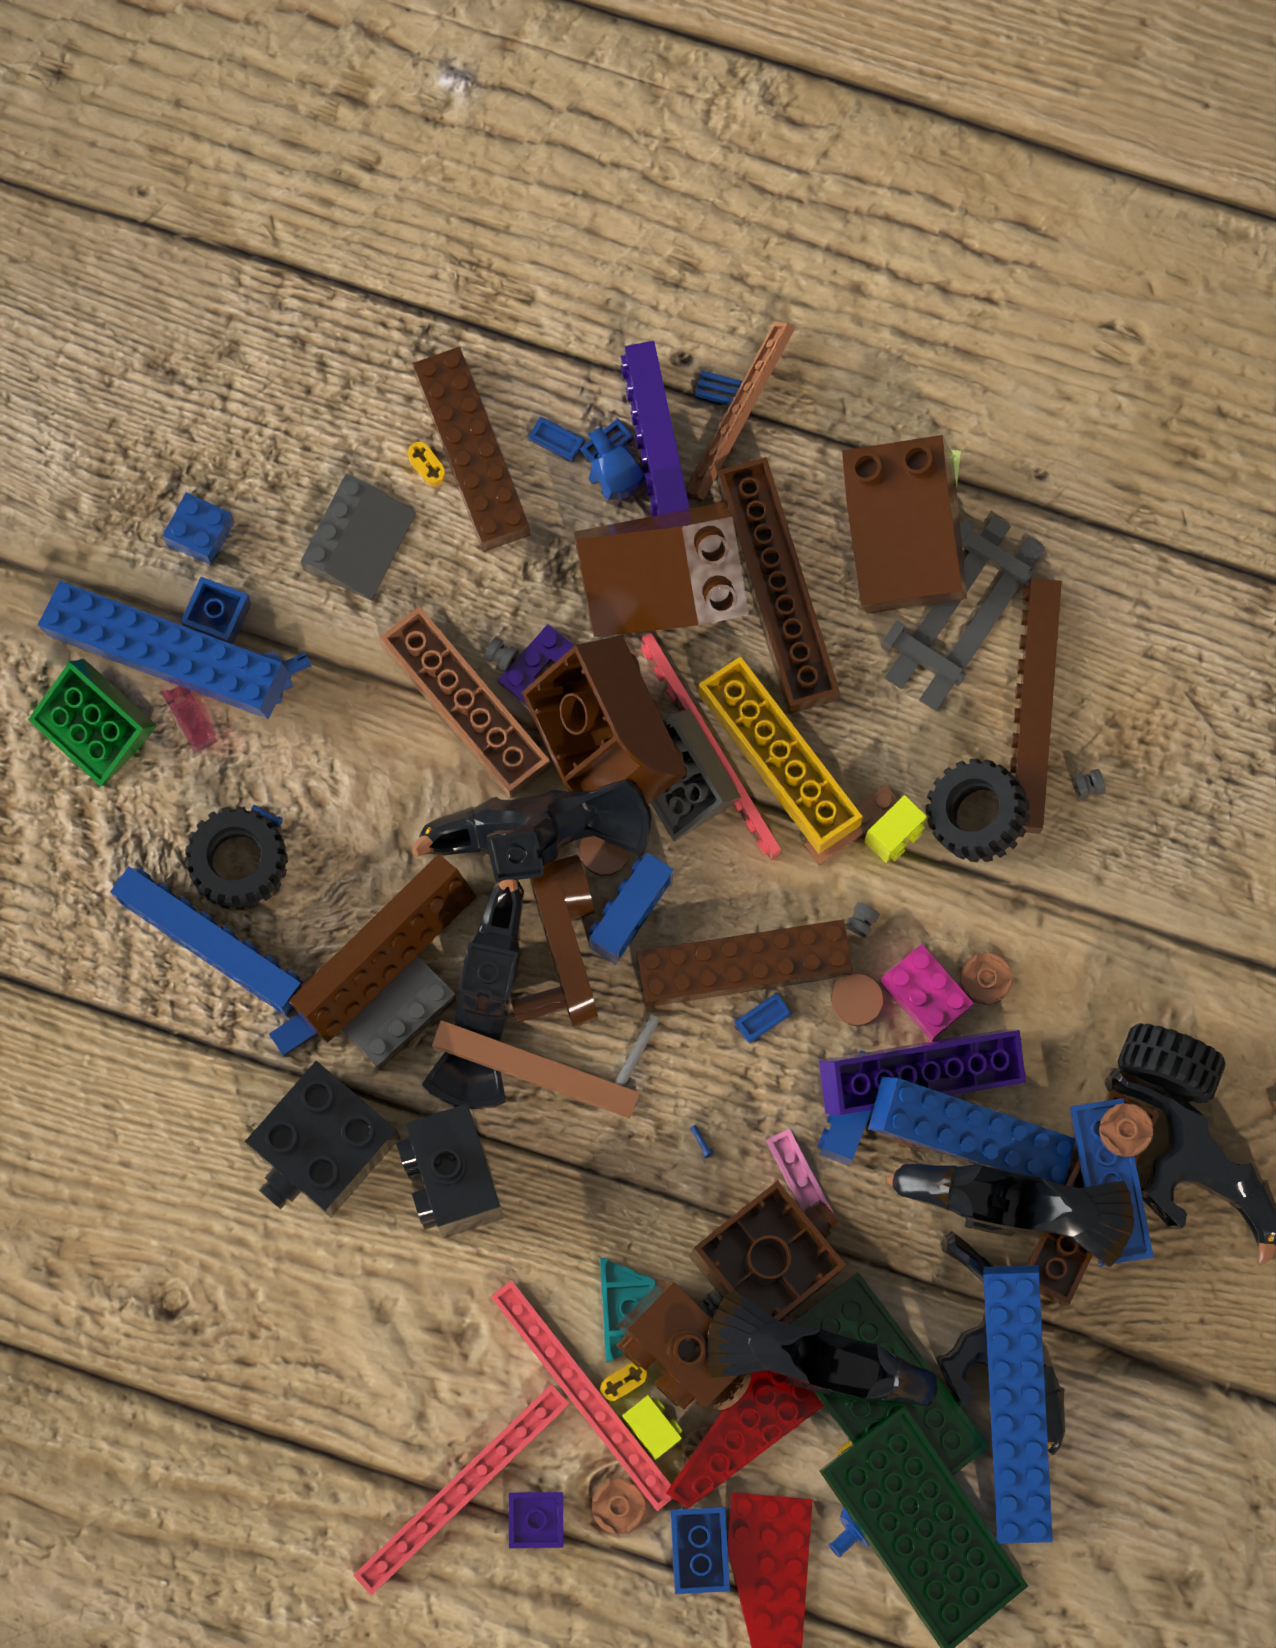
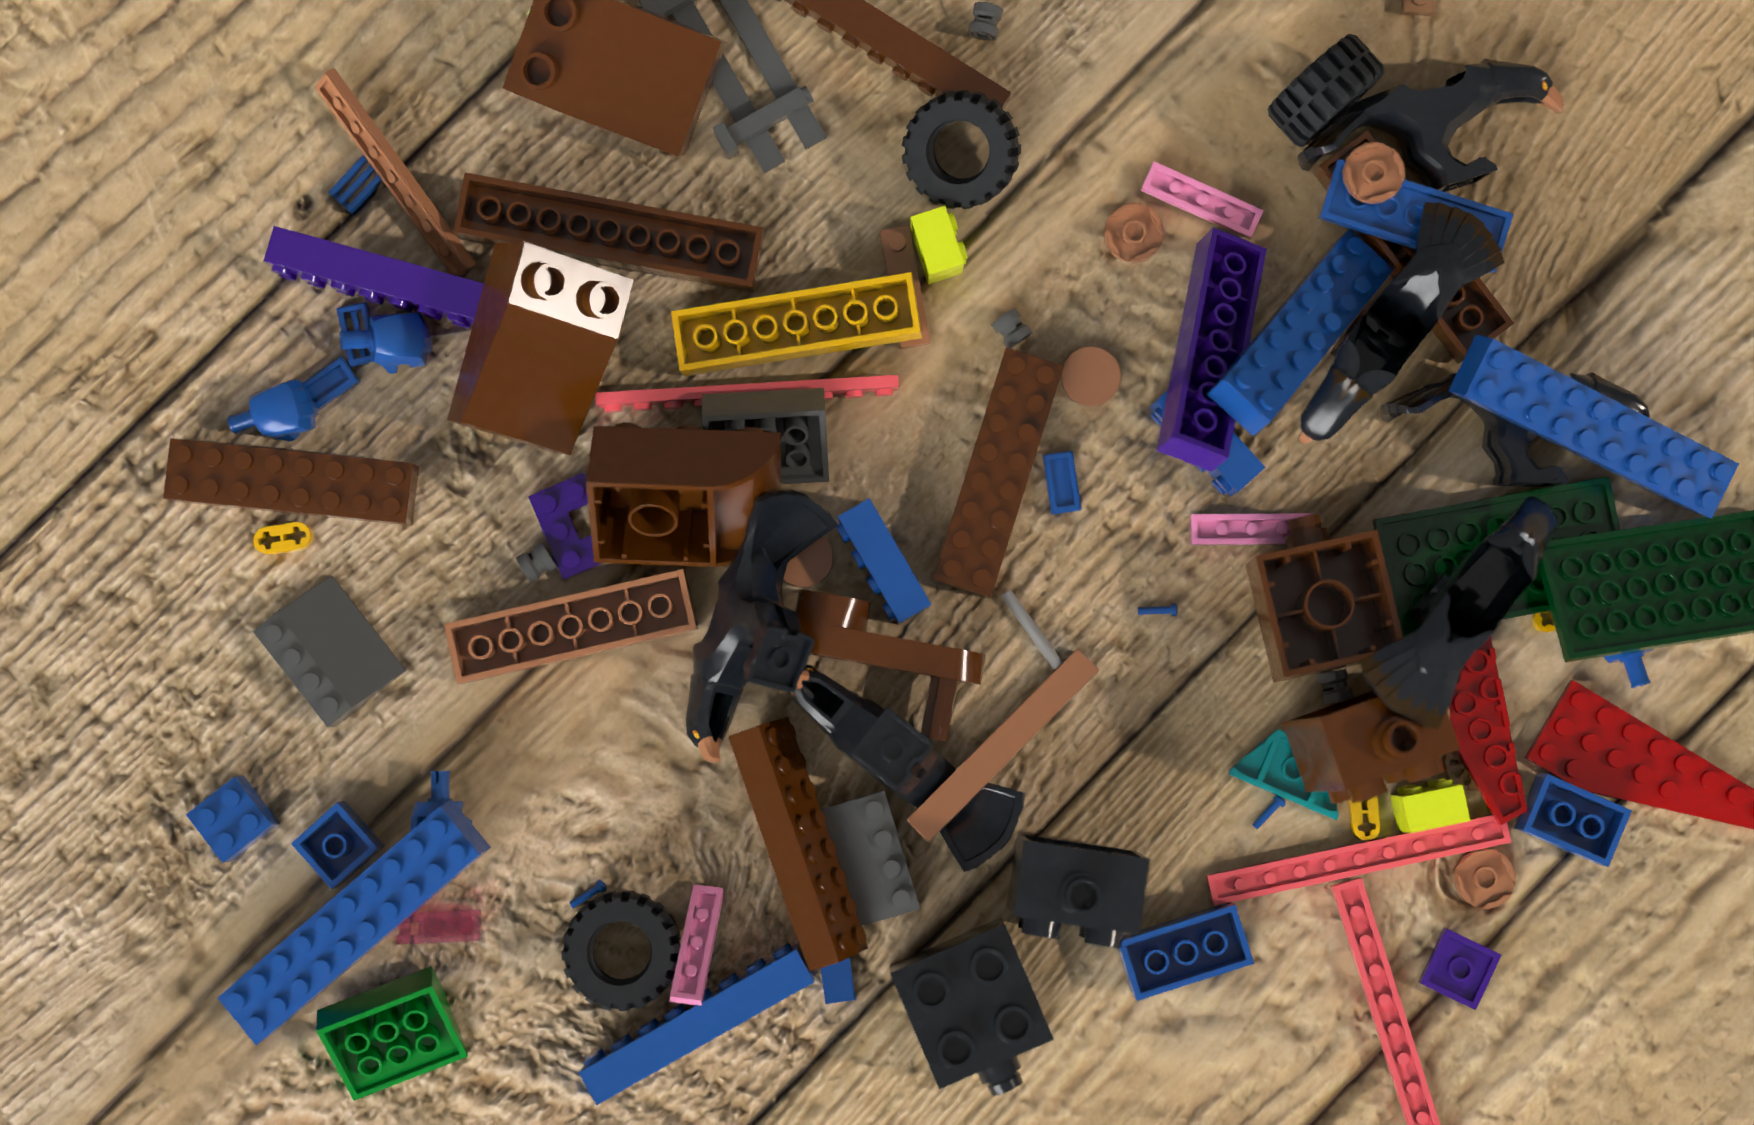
camera: 65 degrees left, 10 degrees up
(267, 910) = (697, 945): none -> bright pink plate
(443, 1288) = (1185, 951): none -> blue brick
(518, 413) = (278, 412): none -> blue piece
(596, 1309) = (1269, 811): none -> blue piece
(926, 992) = (1121, 301): dark pink brick -> none
(1039, 1017) = (1202, 200): none -> bright pink plate

